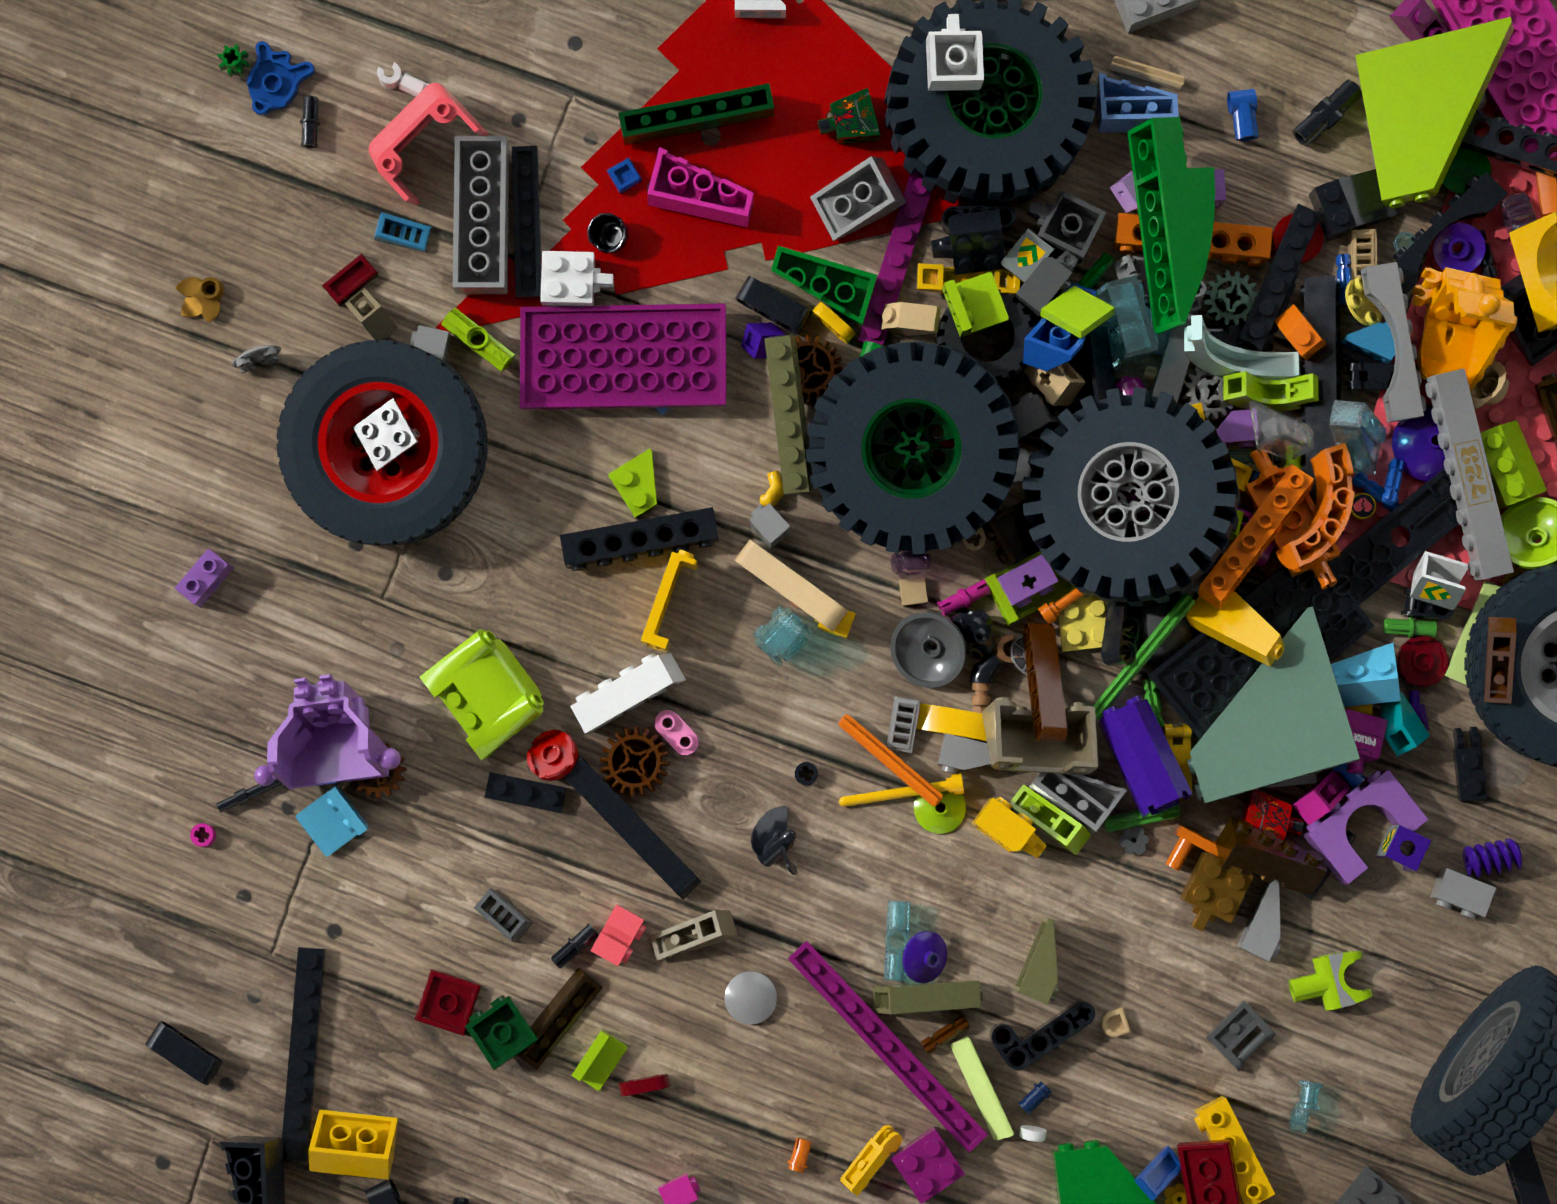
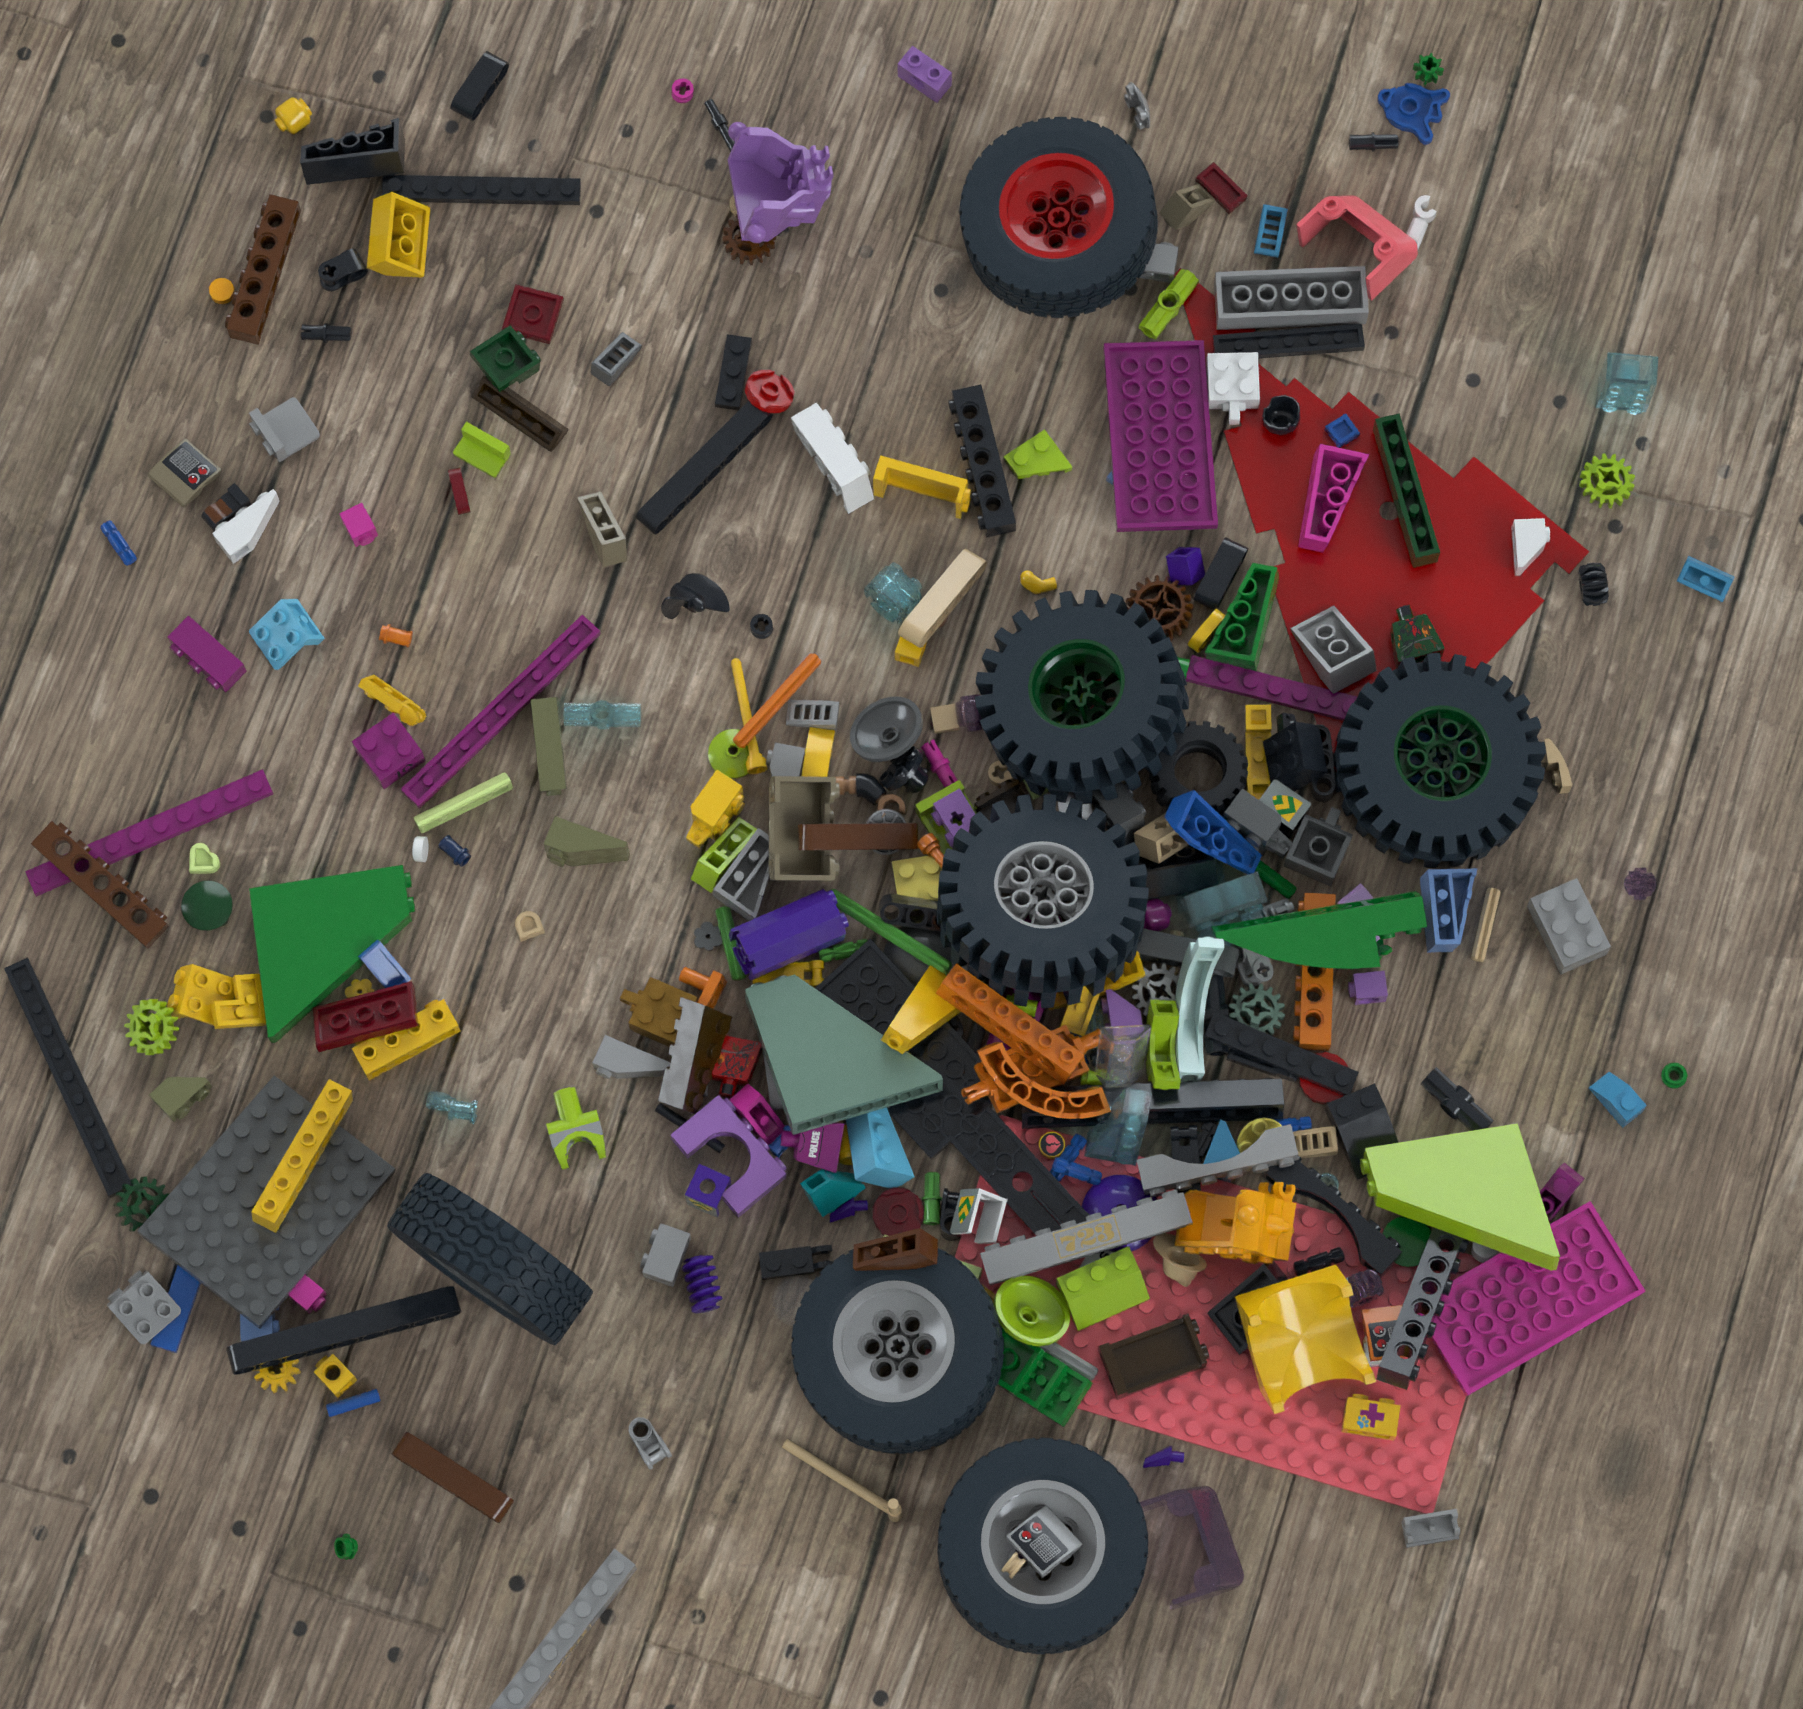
camera: 90 degrees right, 10 degrees down
(197, 298) = (1192, 54): pearl gold plate -> none
(332, 821) = (700, 200): medium azure bracket -> none
(386, 434) = (1064, 214): hinge -> none
(485, 691) = (828, 329): lime piece -> none
(574, 946) = (588, 422): black axle -> none
(618, 936) = (599, 460): coral brick -> none
(623, 742) = (751, 479): reddish brown gear -> none
(676, 732) = (795, 503): bright pink plate -> none
(750, 997) = (544, 585): light grey dish -> none
(769, 525) = (1000, 575): light grey brick -> none
(789, 413) = (1128, 580): olive brick -> none
(910, 318) = (1214, 697): tan slope -> none
(917, 955) = (595, 733): dark purple dish -> none
(945, 1034) = (513, 765): reddish brown axle -> none
(954, 58) = (1469, 706): white hinge -> none
(975, 303) = (1227, 747): lime bracket -> none
(1046, 1030) = (518, 857): black beam -> none
(1077, 311) = (1226, 845): lime tile -> none
(1235, 1029) = (525, 1037): dark grey plate -> none
(1242, 106) = (1456, 1018): blue piece -> none
(1300, 332) = (1221, 1071): orange slope -> none
(1472, 247) = (1314, 1223): dark purple dish -> none

